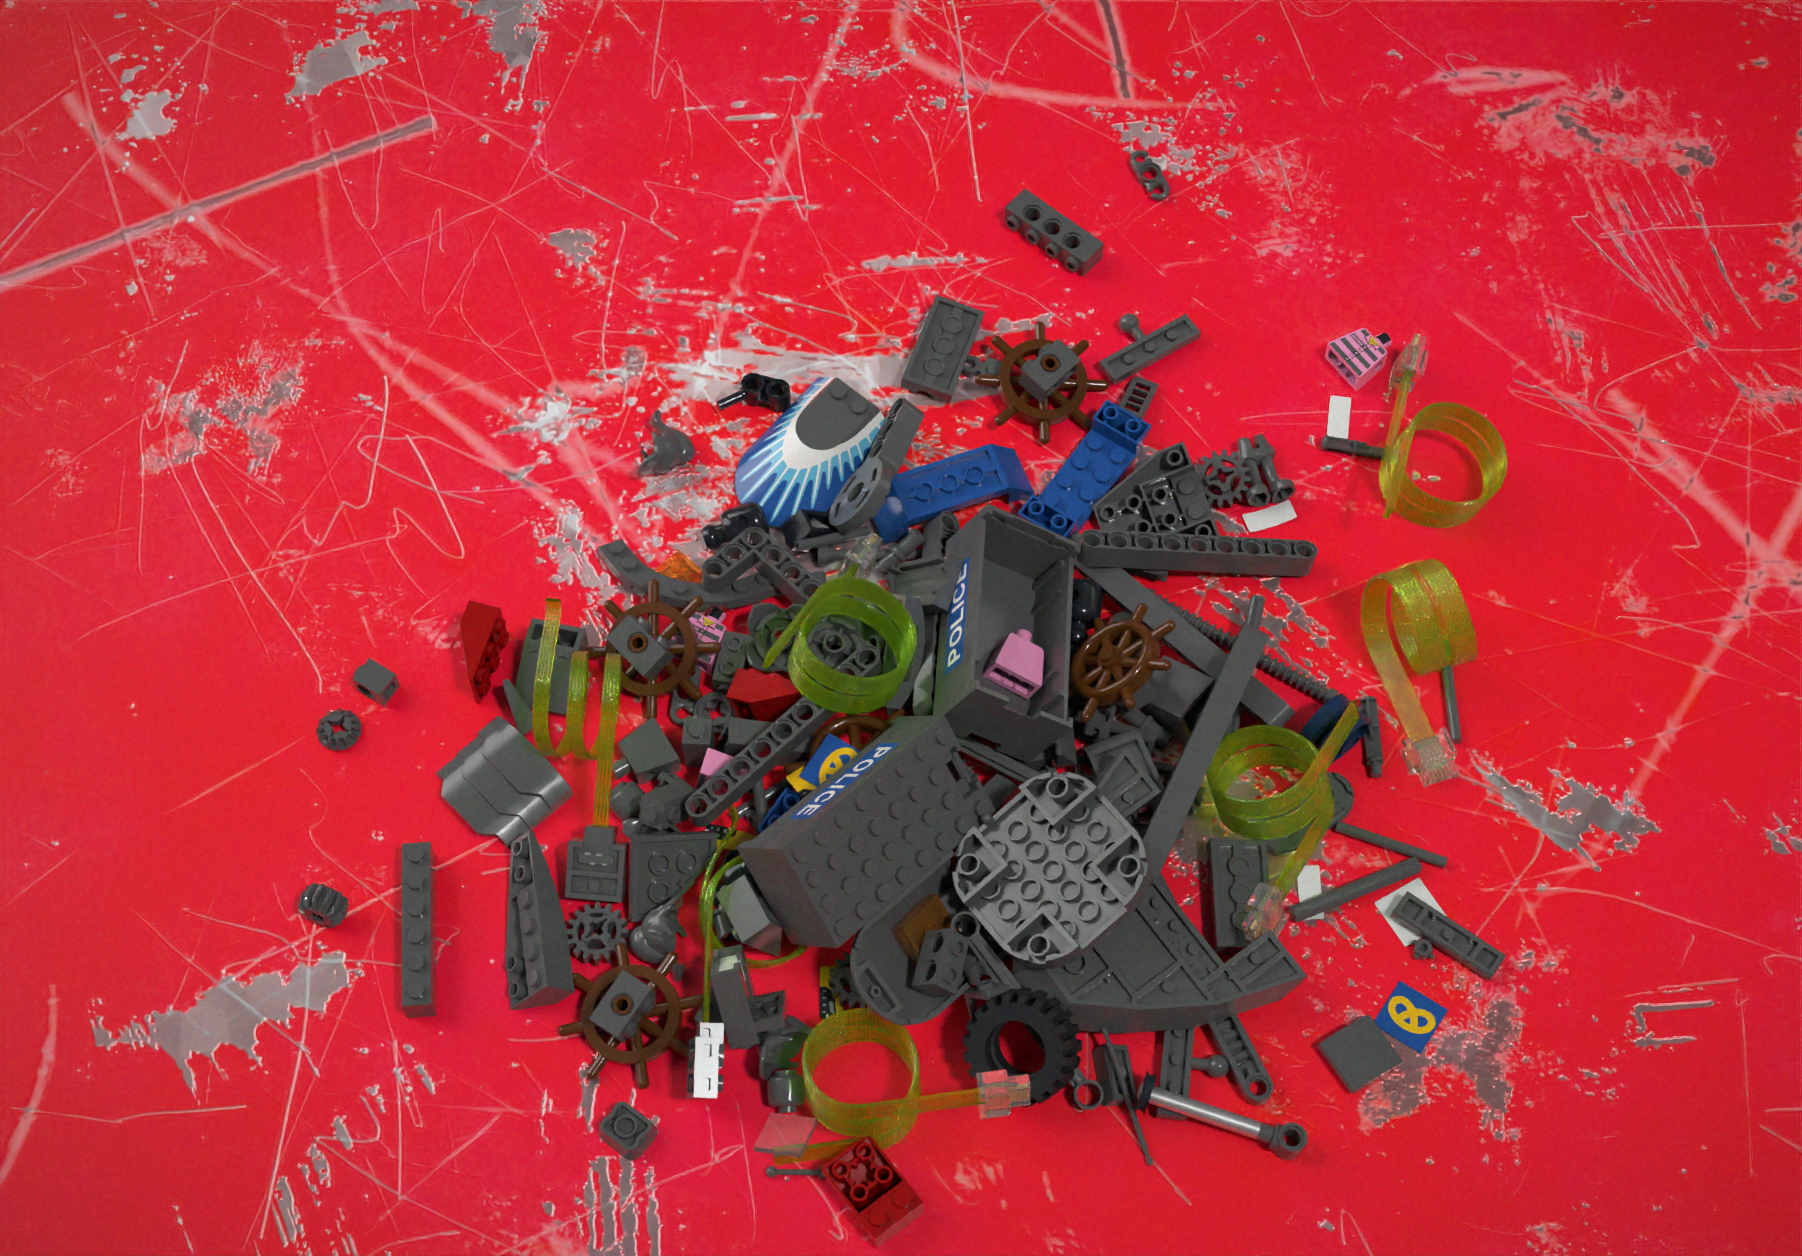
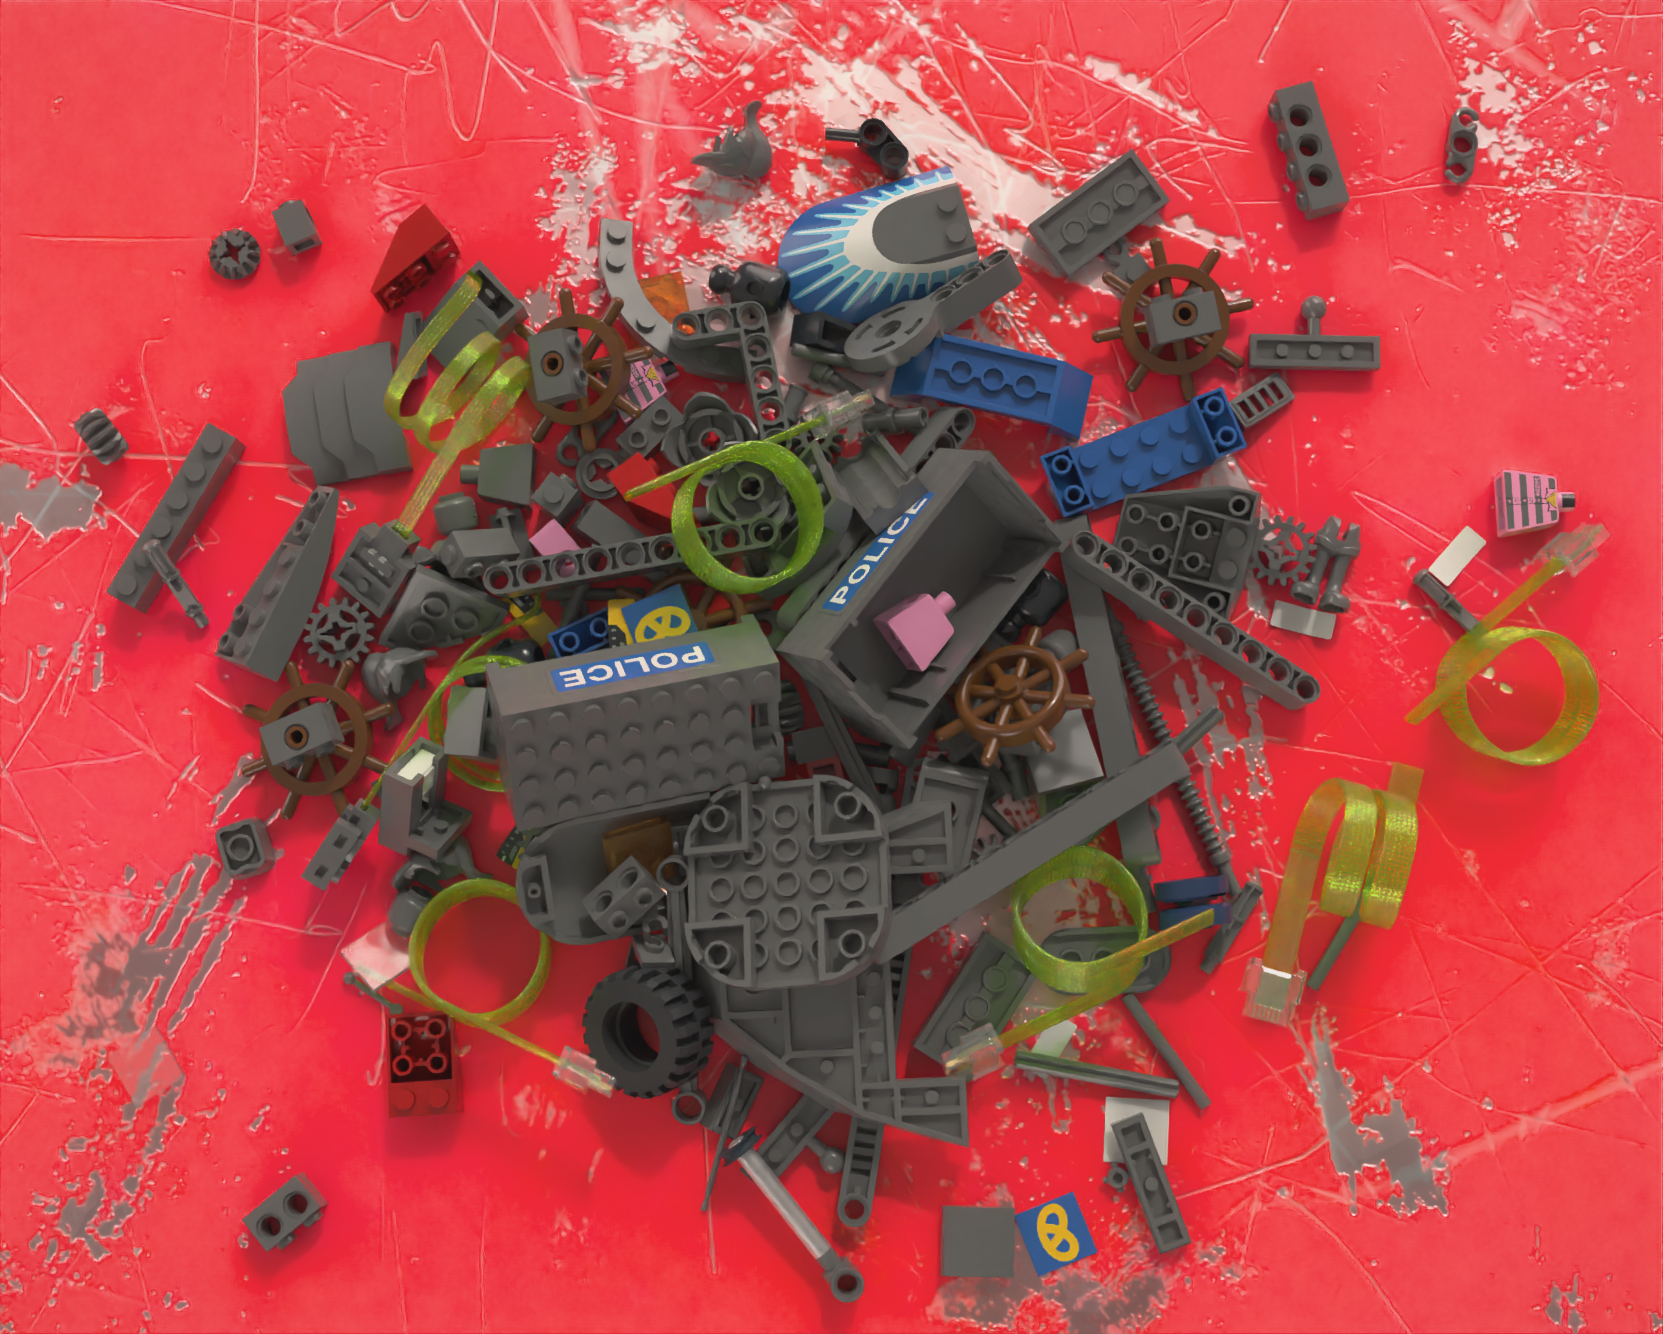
camera: 35 degrees right, 20 degrees up
(450, 968) = (175, 582): none -> dark grey piece

